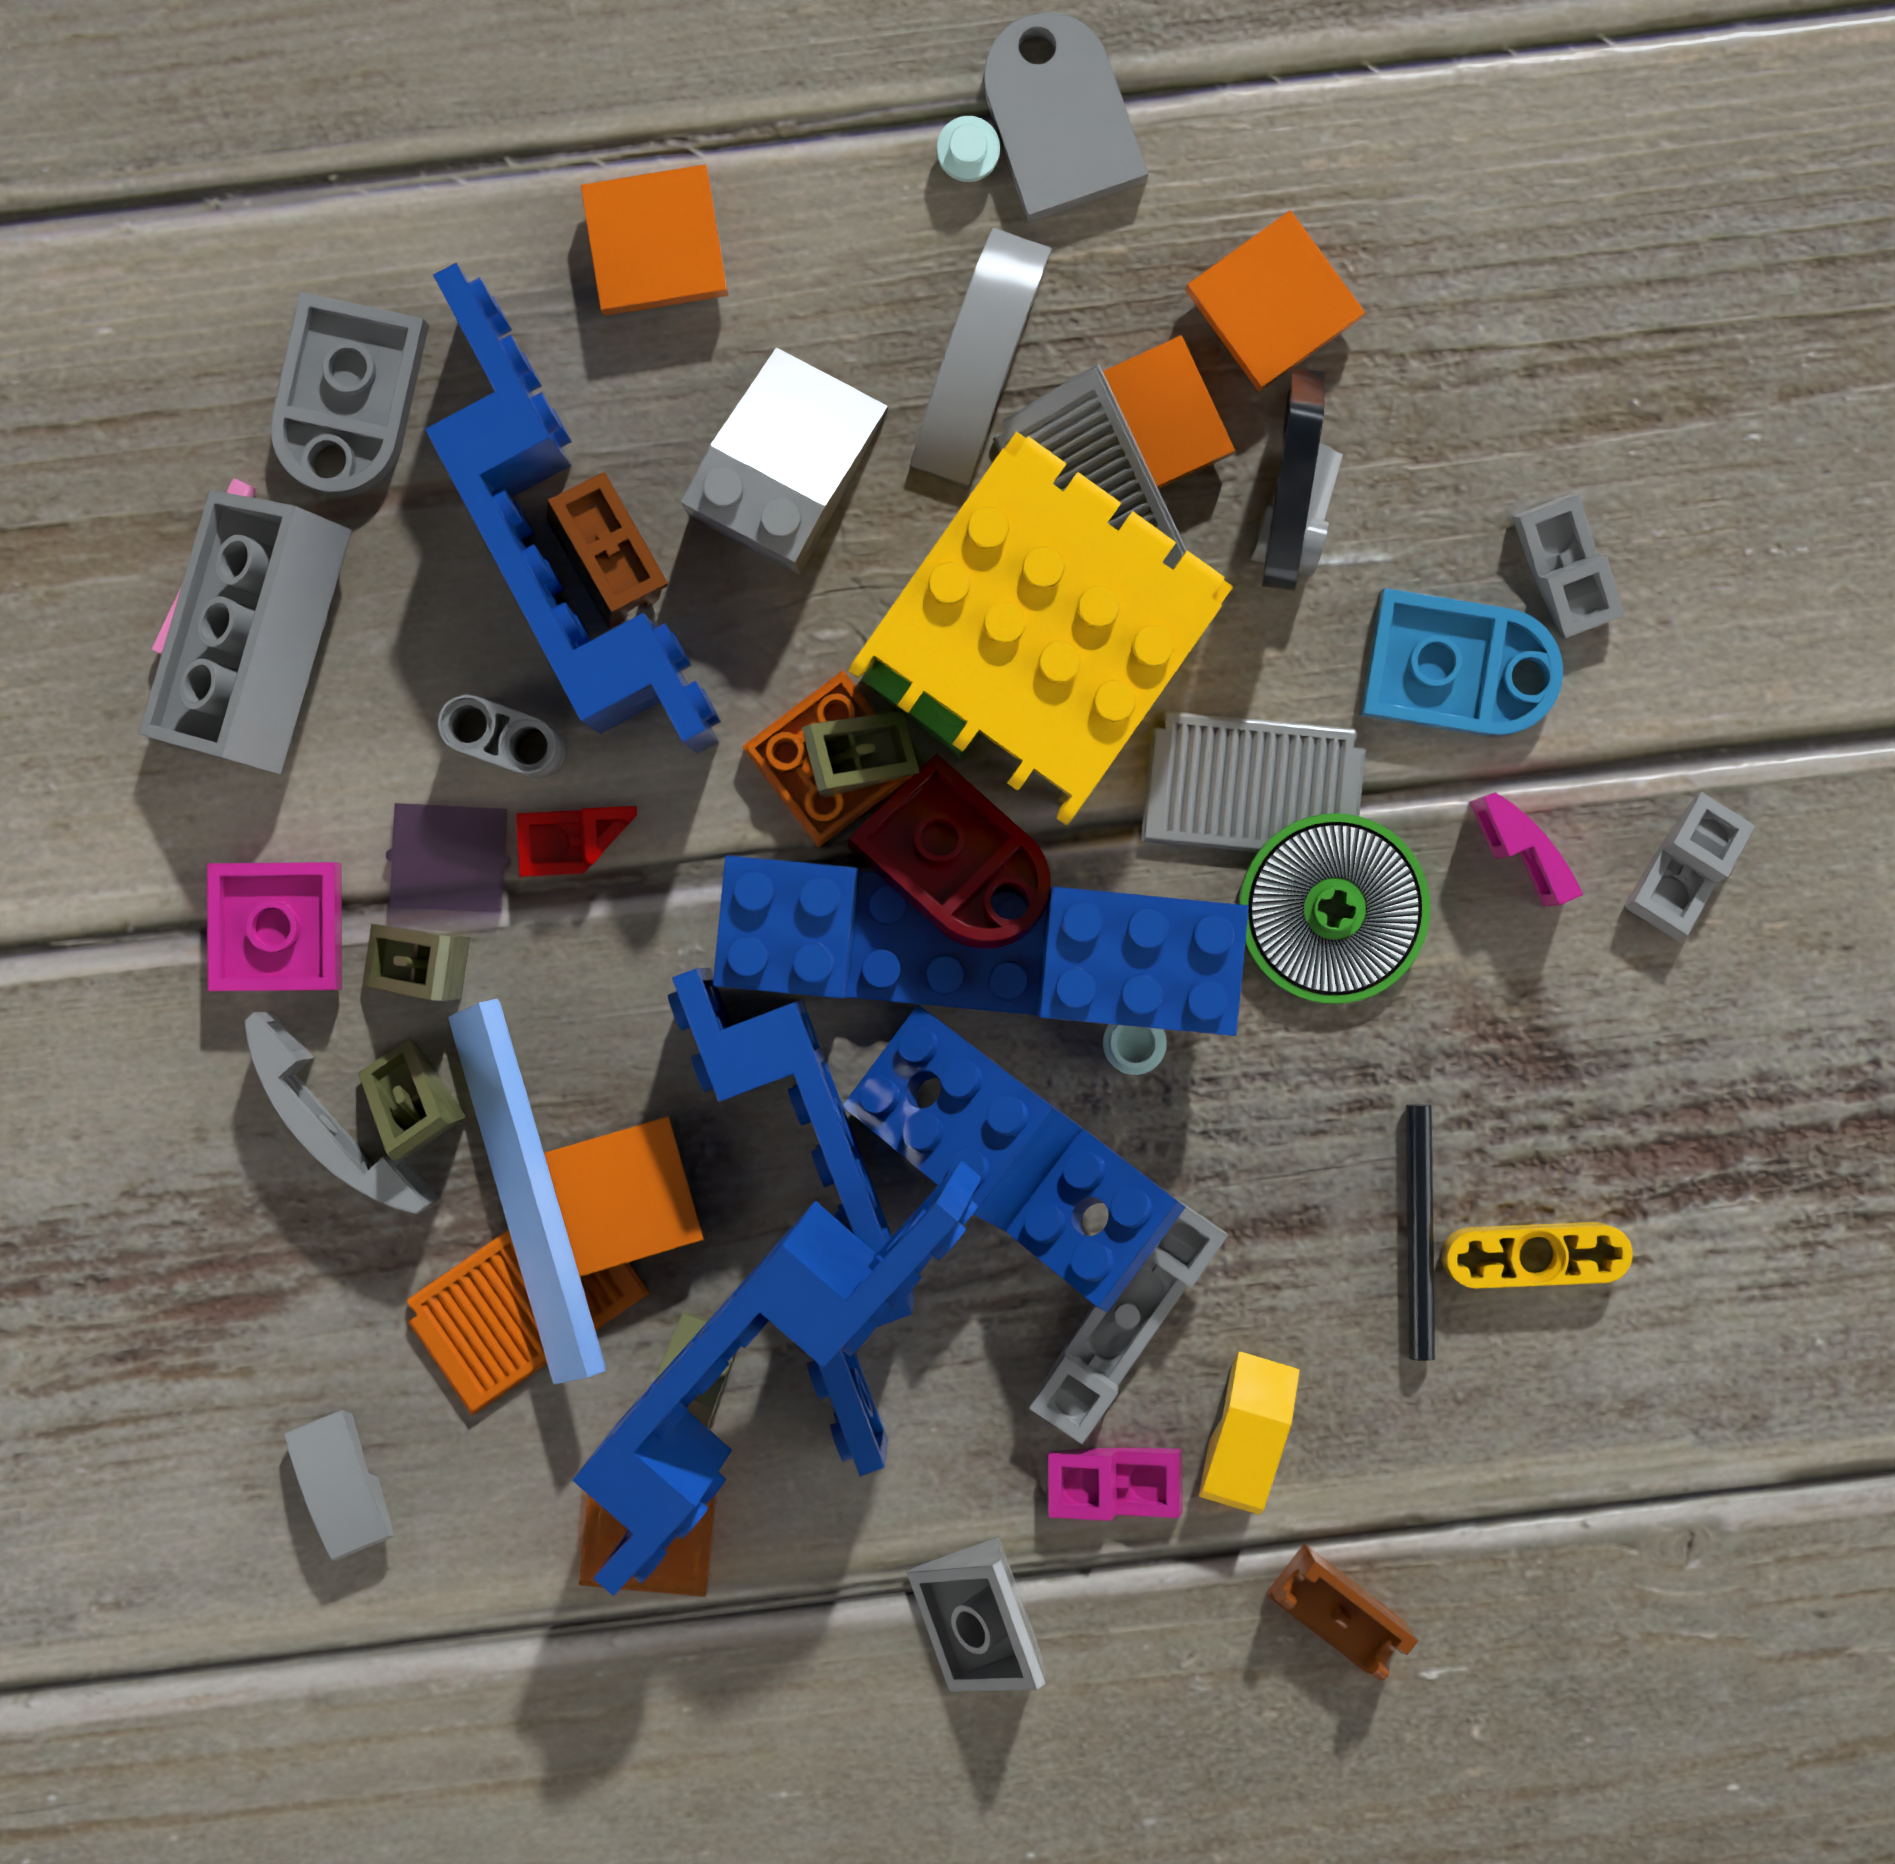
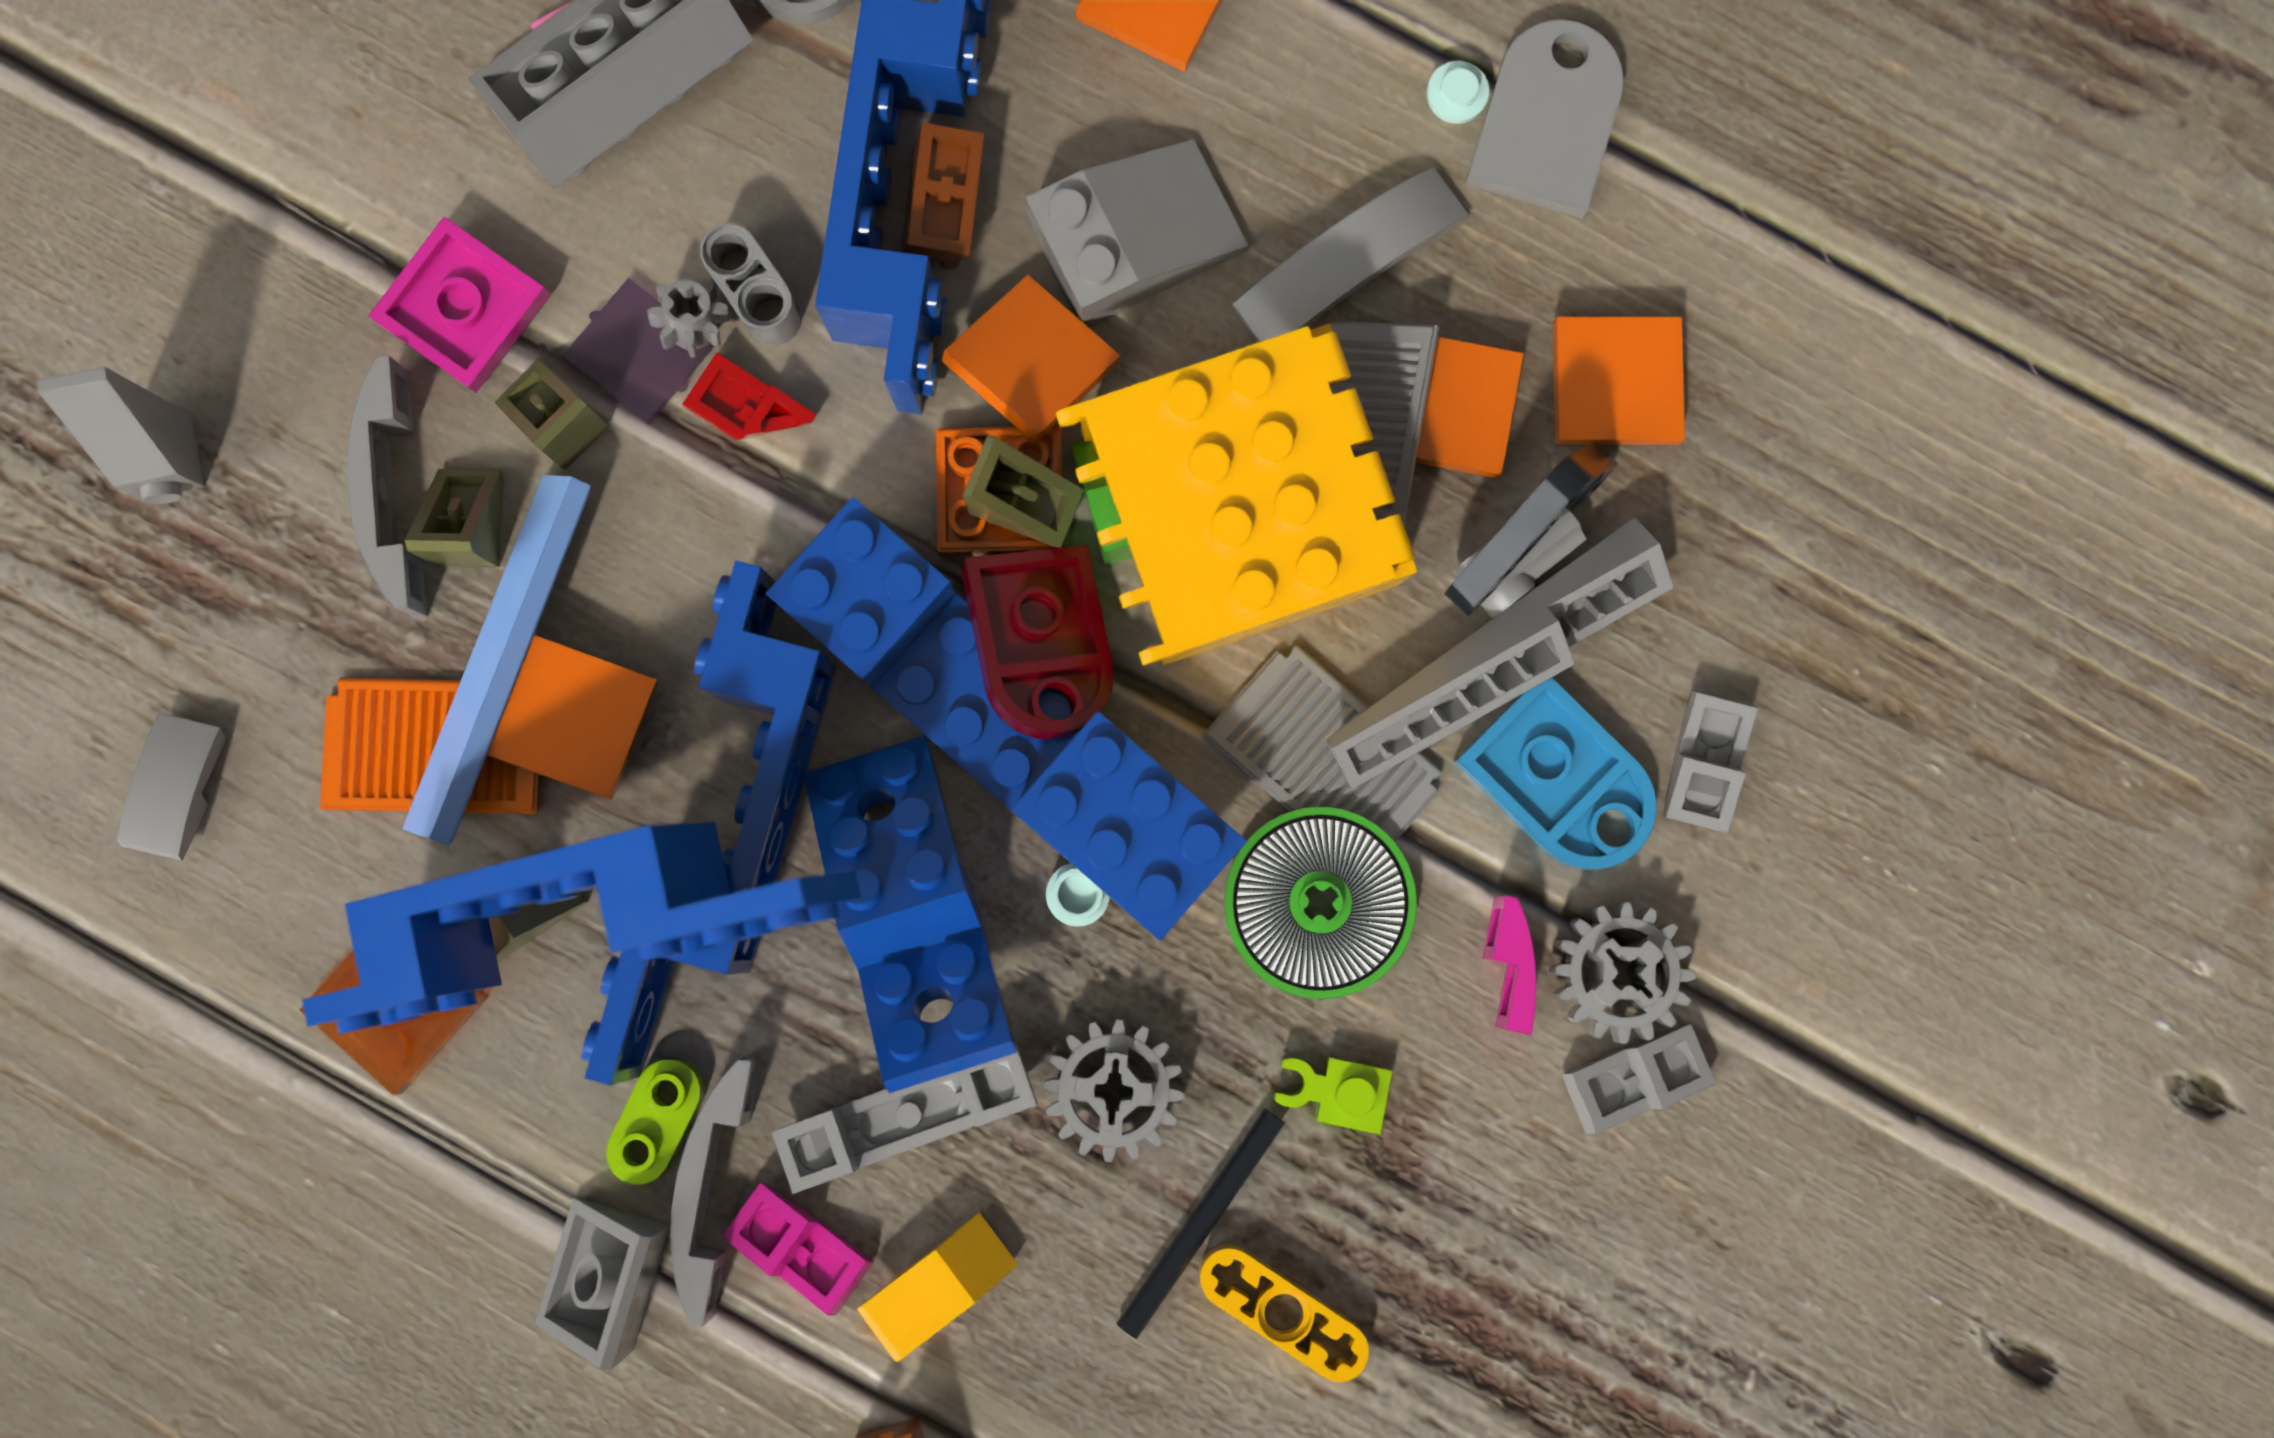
camera: 30 degrees right, 5 degrees down
(94, 1230) = (128, 433): none -> light grey slope
(460, 787) = (688, 298): none -> light grey gear
(779, 632) = (1030, 358): none -> orange tile
(928, 1466) = (654, 1122): none -> lime plate
(1044, 1553) = (696, 1267): none -> light grey slope
(1303, 1163) = (1144, 1093): none -> light grey gear
(1345, 596) = (1506, 654): none -> light grey slope
(1462, 1046) = (1346, 1093): none -> lime plate
(1627, 767) = (1643, 954): none -> light grey gear

